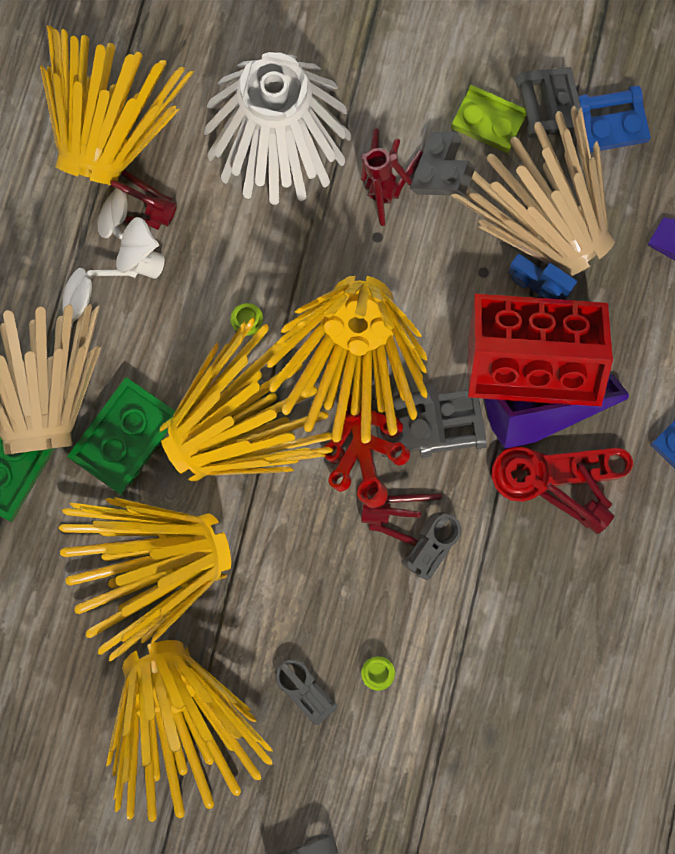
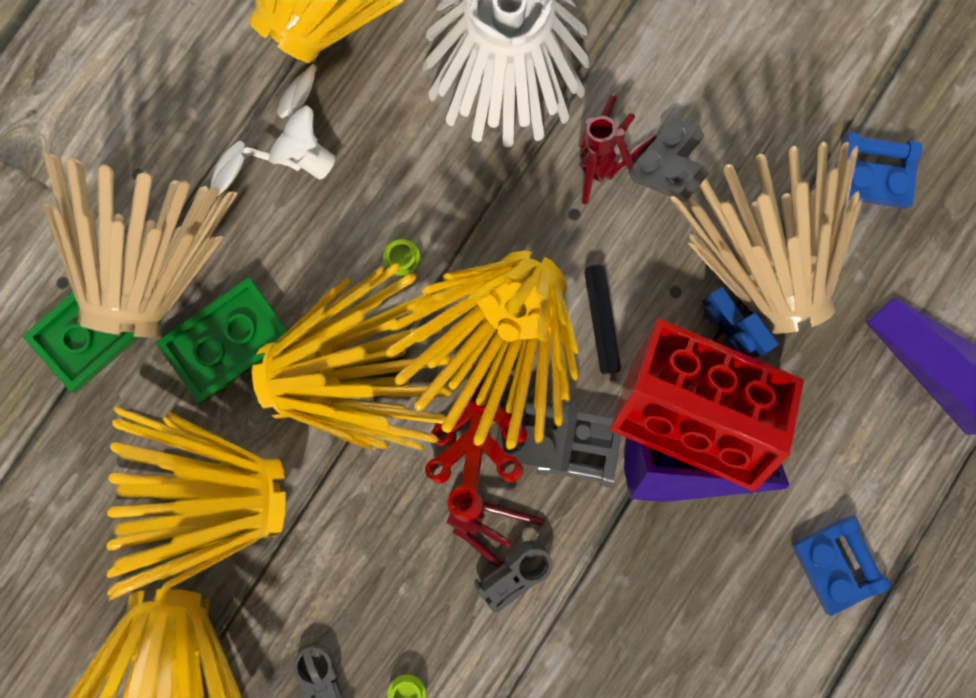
camera: 20 degrees right, 5 degrees up
(159, 207) = (350, 106): dark red plant -> none
(431, 314) = (602, 319): none -> black axle
(489, 119) = (741, 124): lime plate -> none
(554, 469) = (673, 538): red beam -> none
(558, 94) = (827, 123): dark grey plate -> none
(592, 514) = (701, 603): dark red plant -> none

